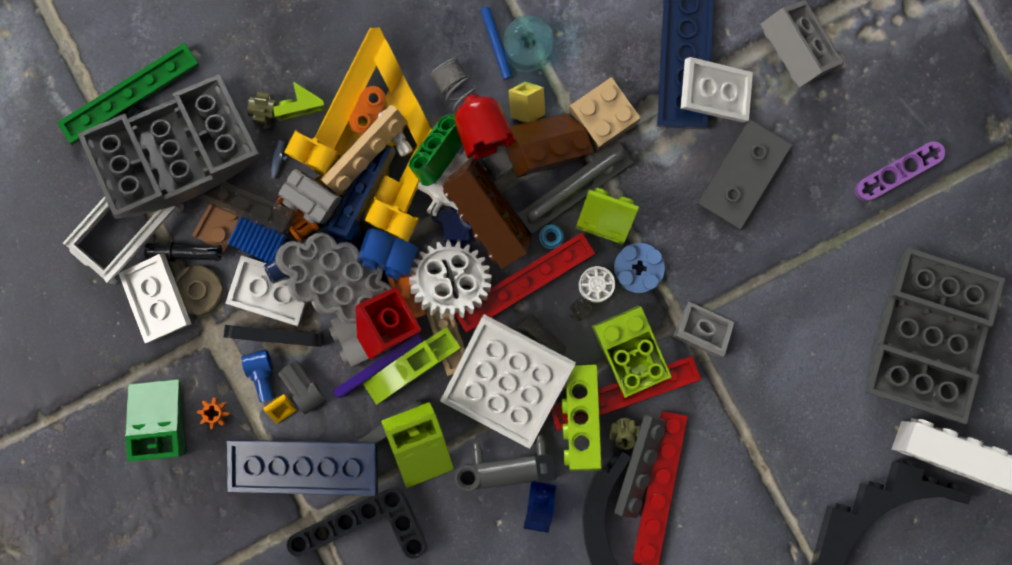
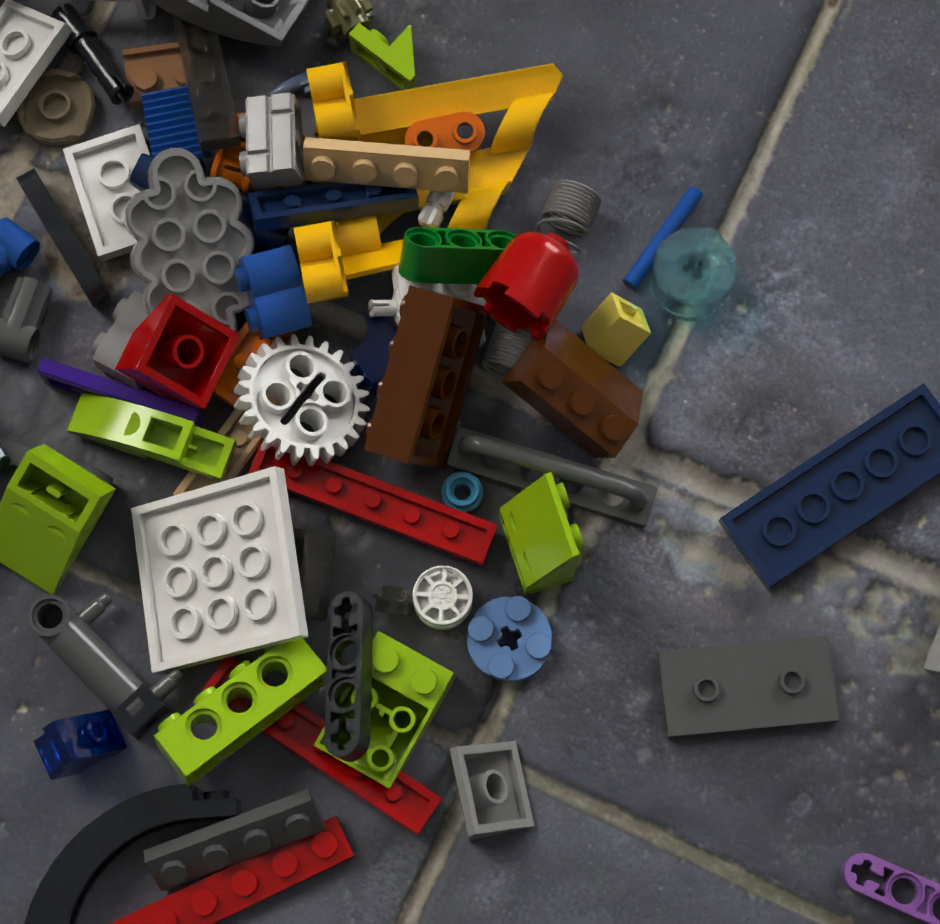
camera: 50 degrees right, 10 degrees down
(604, 114) = (678, 438): tan brick -> none
(609, 353) = (343, 676): none -> black beam
(624, 433) = (264, 783): olive gear -> none
(716, 90) = (829, 558): white plate -> none

